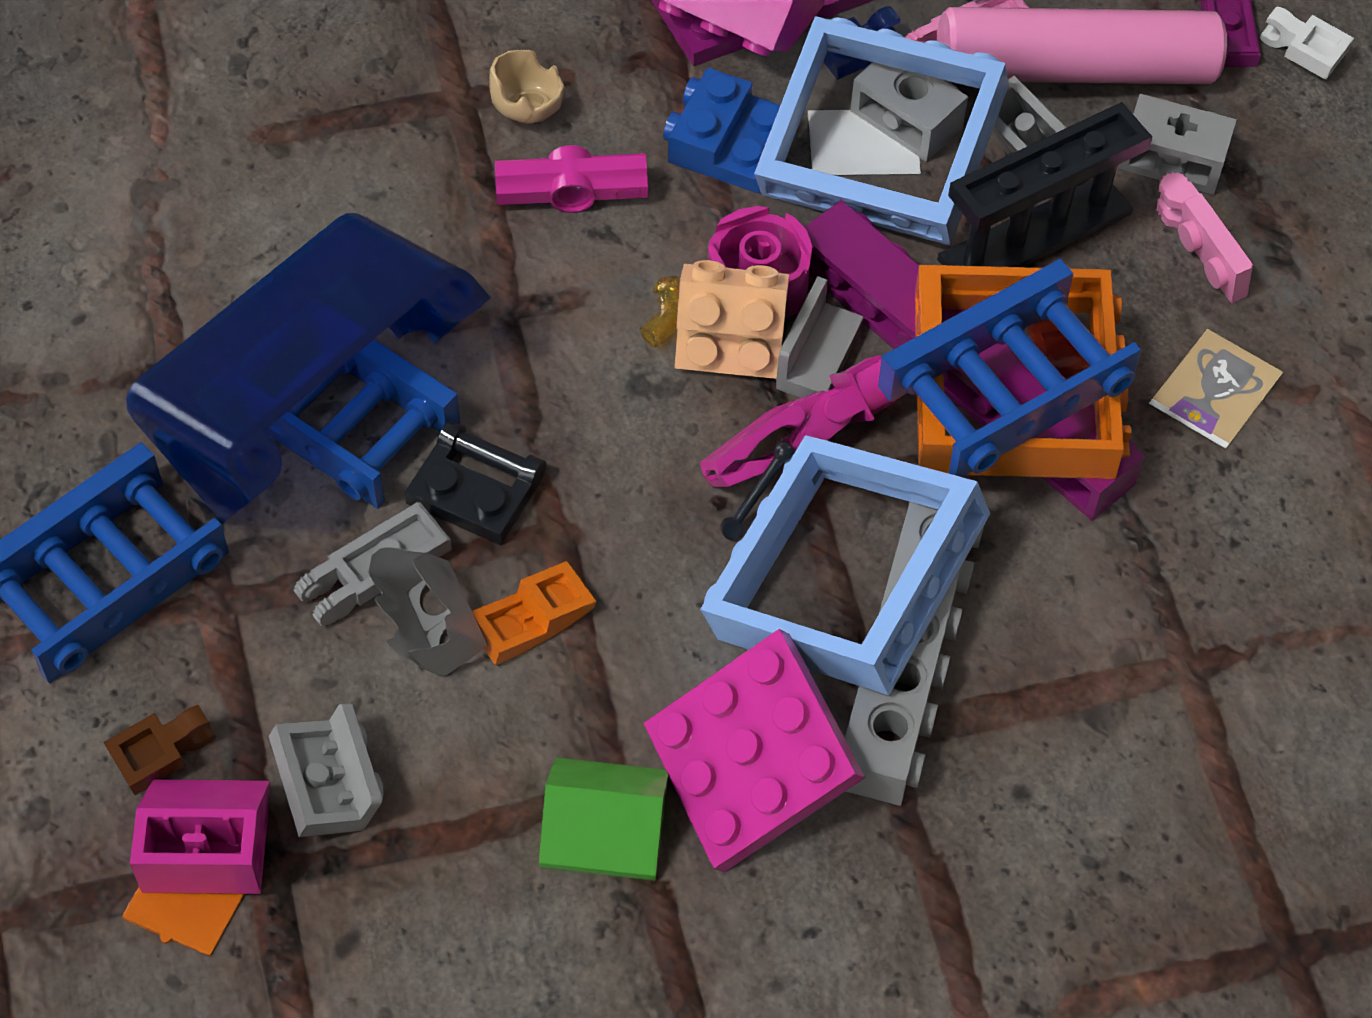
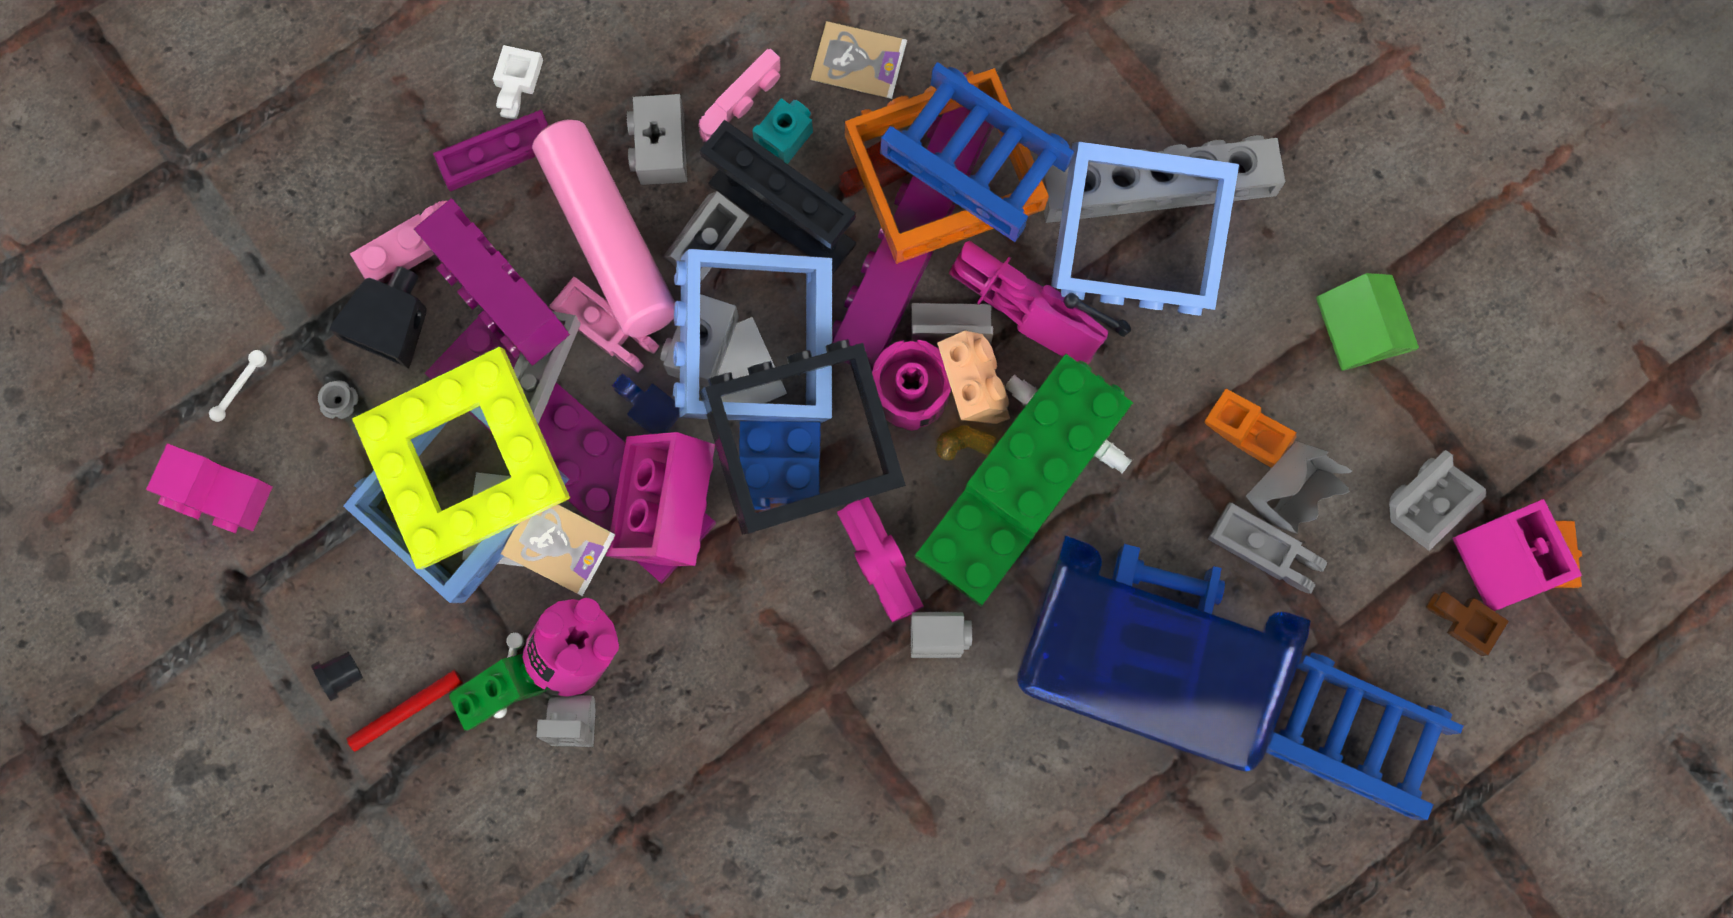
camera: 110 degrees left, 20 degrees up
(454, 180) = (940, 634): none -> light grey brick
(469, 497) = (1180, 512): black plate -> none
(524, 88) = (810, 629): tan hair -> none
(595, 338) = (1026, 476): none -> green piece
(712, 202) = (764, 374): none -> black window
(753, 750) = (1300, 236): dark pink plate -> none
(1141, 263) = (784, 141): none -> teal brick

